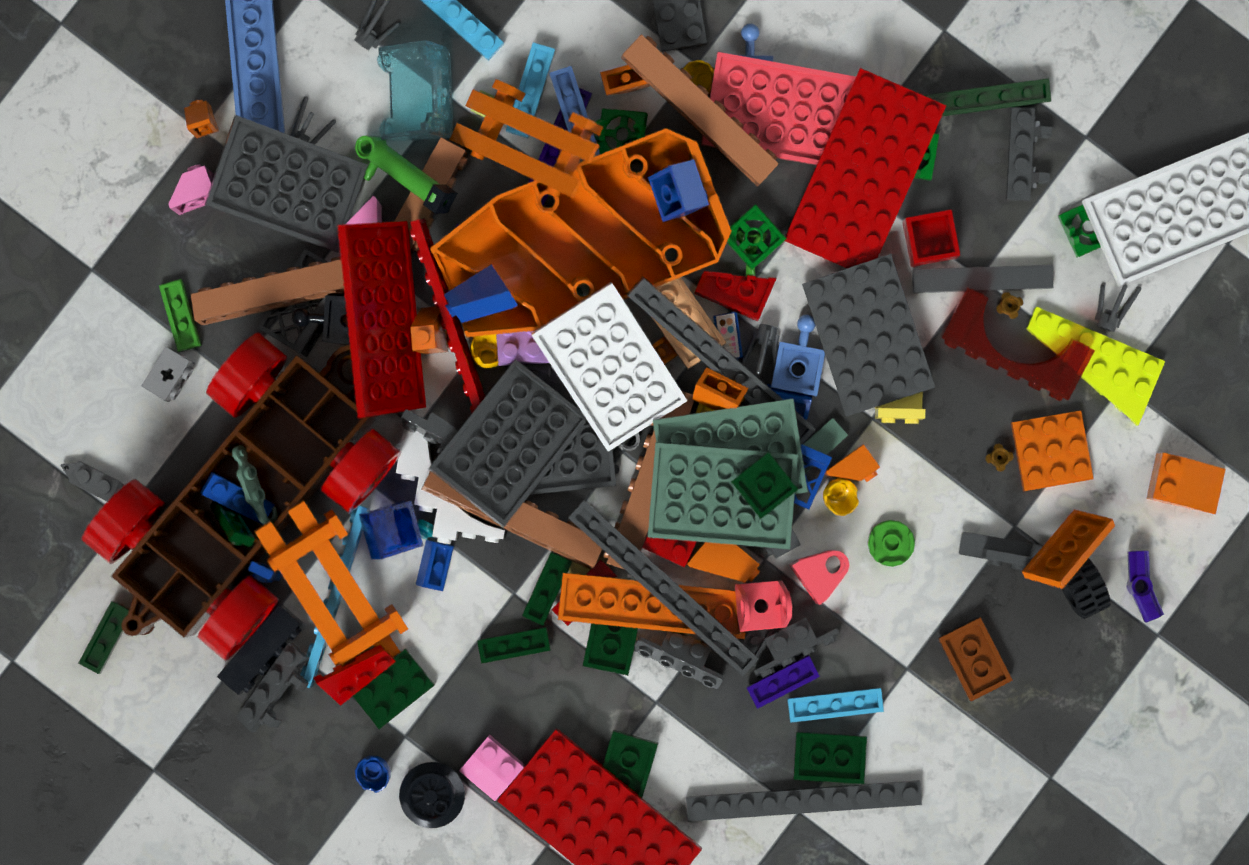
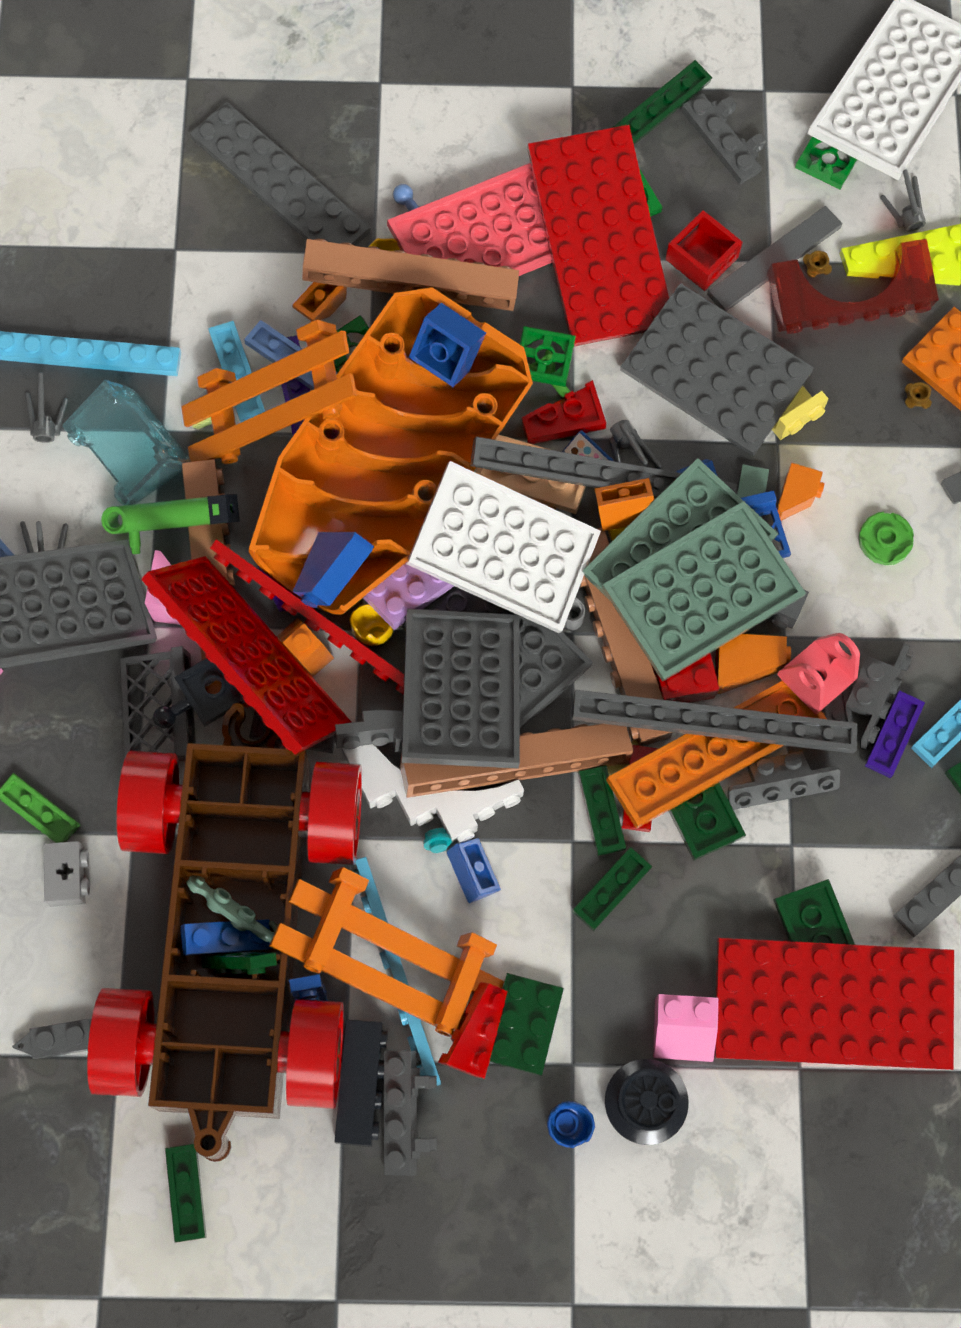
camera: 40 degrees left, 15 degrees down
(268, 292) = (118, 713): nougat brick -> none
(391, 530) = (405, 859): clear blue piece -> none
(764, 485) = (737, 547): dark green plate -> none
(809, 357) = (680, 427): medium blue plate -> none
(816, 578) = (848, 606): coral hose -> none
(840, 496) = (807, 525): yellow hair -> none

